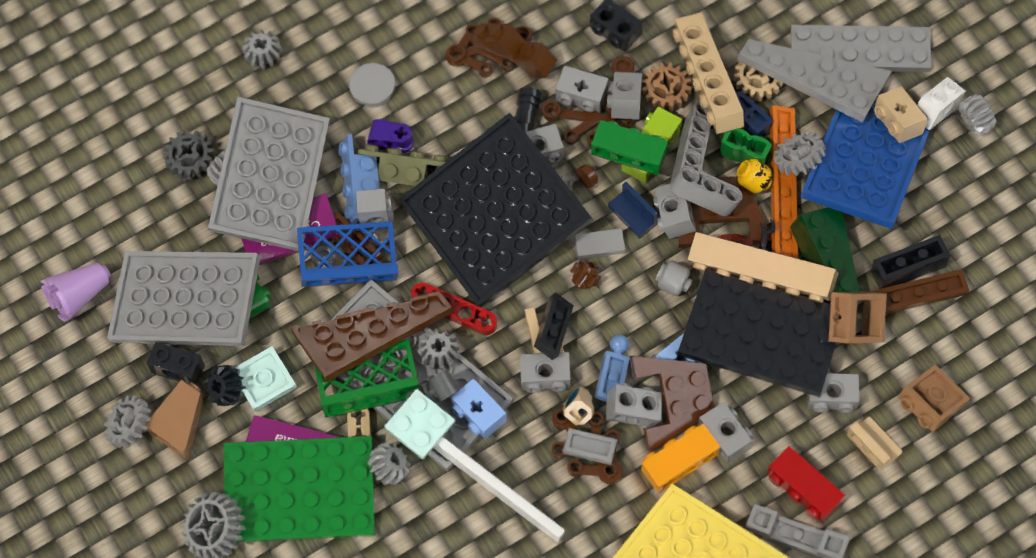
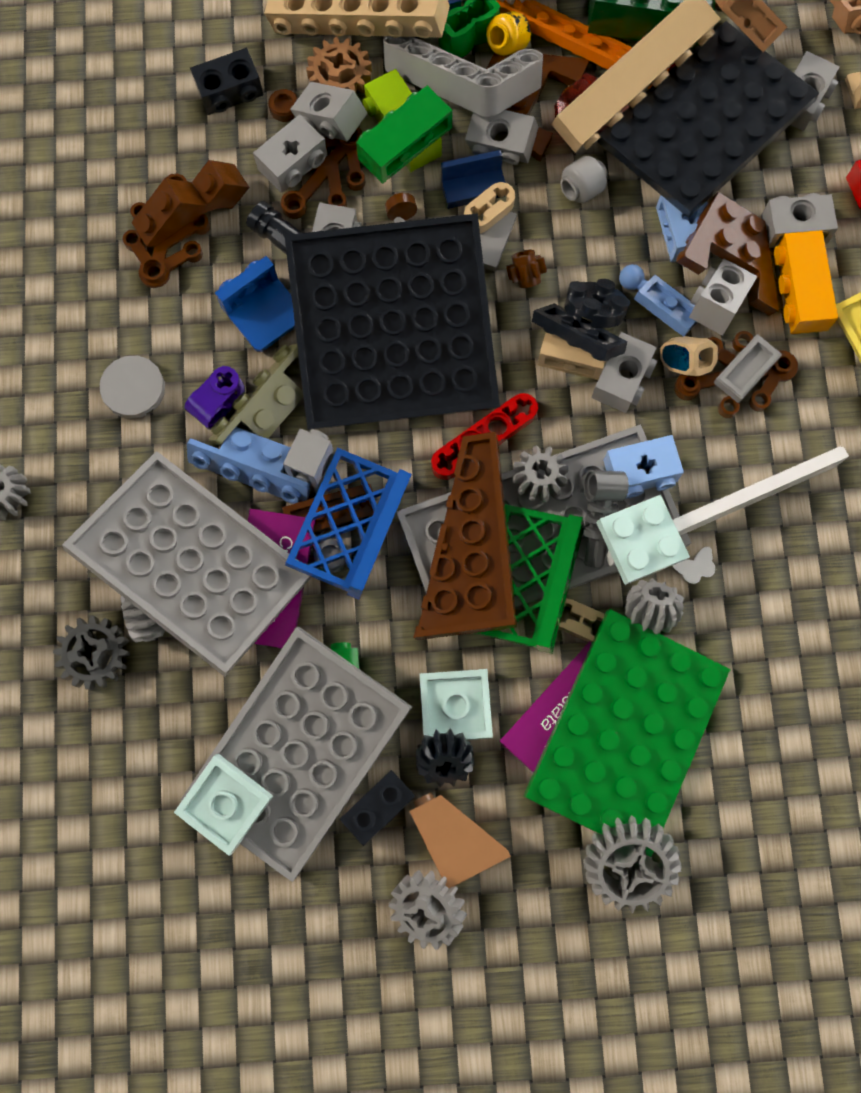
camera: 65 degrees left, 10 degrees up
(74, 288) = (198, 892): lavender cone -> none
(132, 273) = (223, 804): none -> light aqua plate
(438, 487) = (700, 566): none -> white sticker
(465, 123) = (258, 304): none -> blue bracket
(590, 320) = (596, 302): none -> black plate
(616, 229) = (485, 204): none -> tan beam
(764, 236) = (580, 55): black piece -> none

